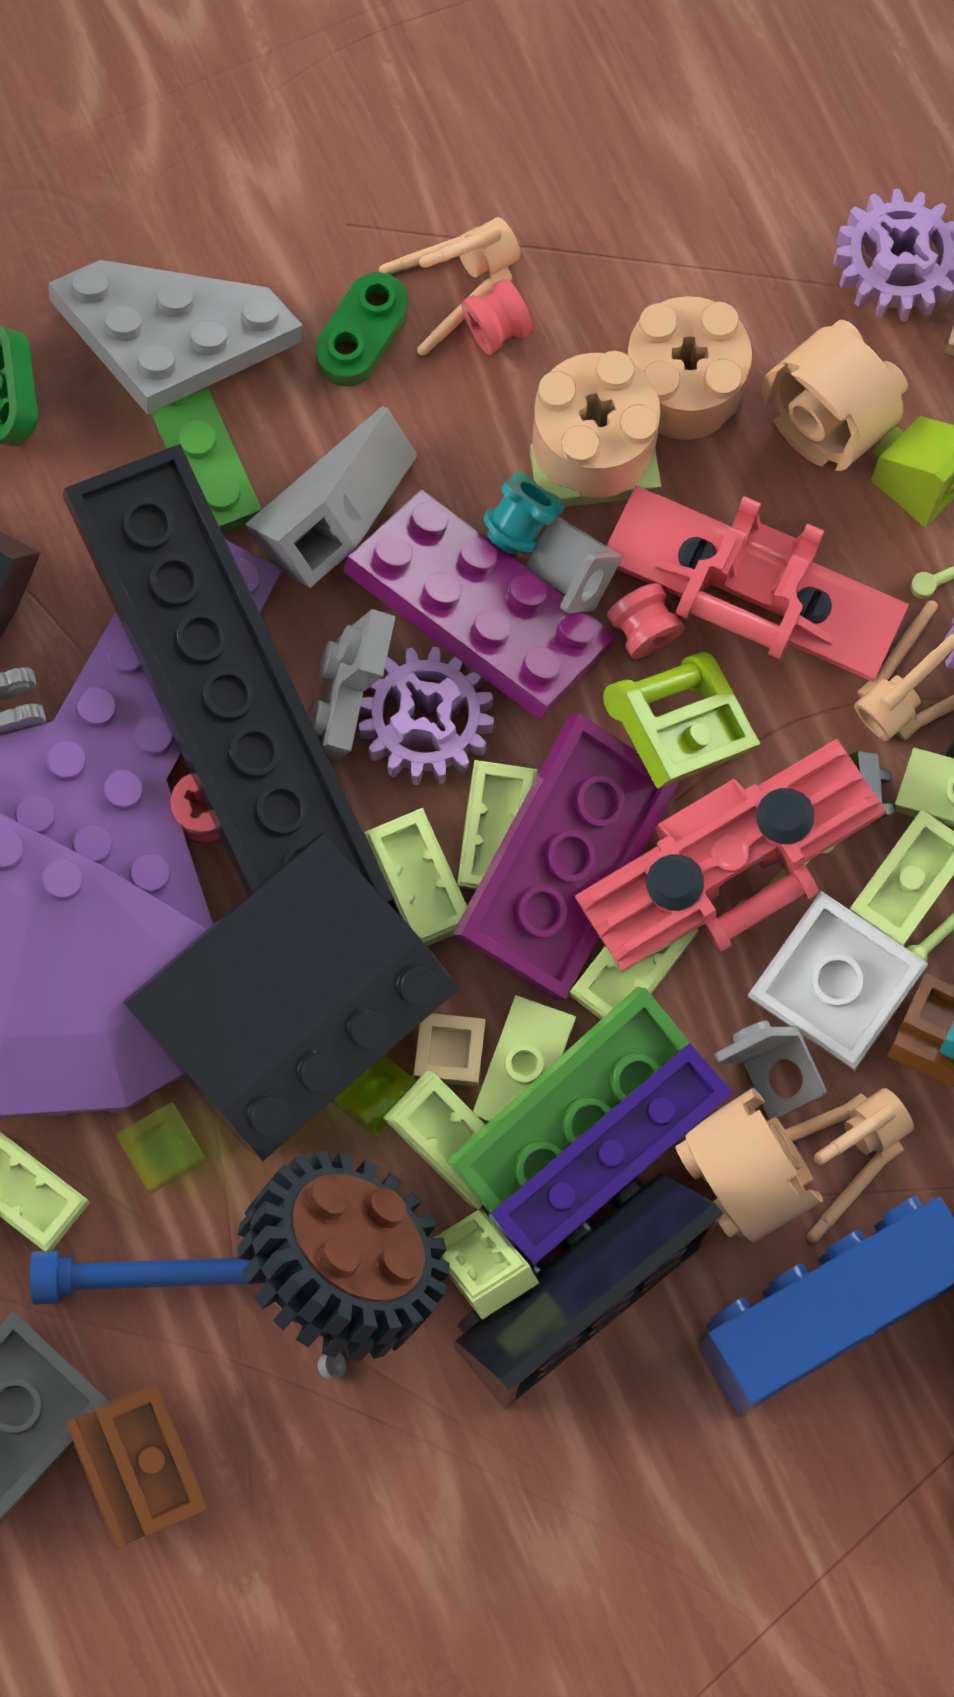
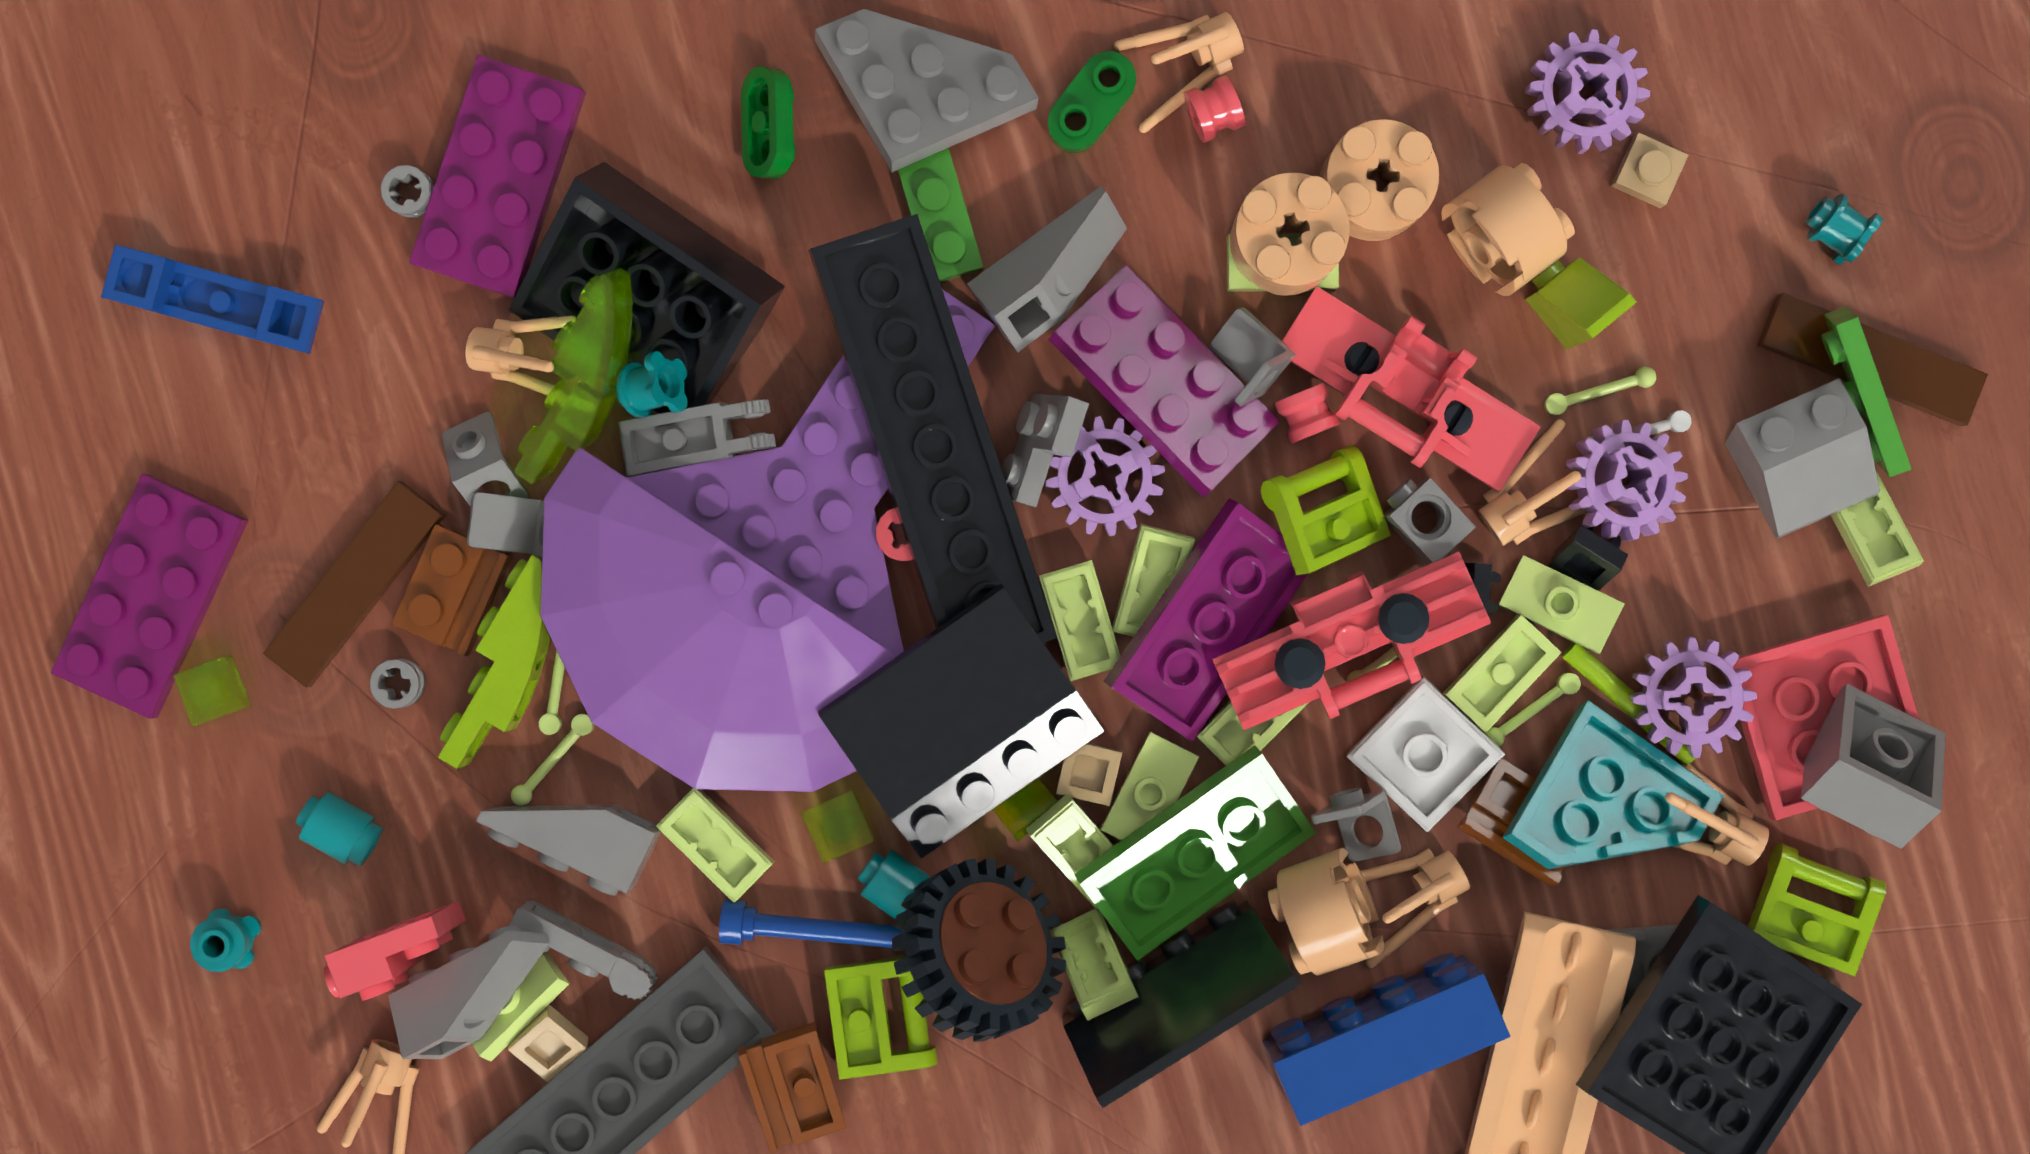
camera: 10 degrees right, 15 degrees up
(213, 1374) = (862, 1021): none -> lime plate
(223, 1202) = (890, 881): none -> teal brick
(521, 514) = (1212, 302): teal brick -> none
(610, 1155) = (1213, 890): dark purple plate -> none
(795, 690) = (1450, 524): none -> light grey brick

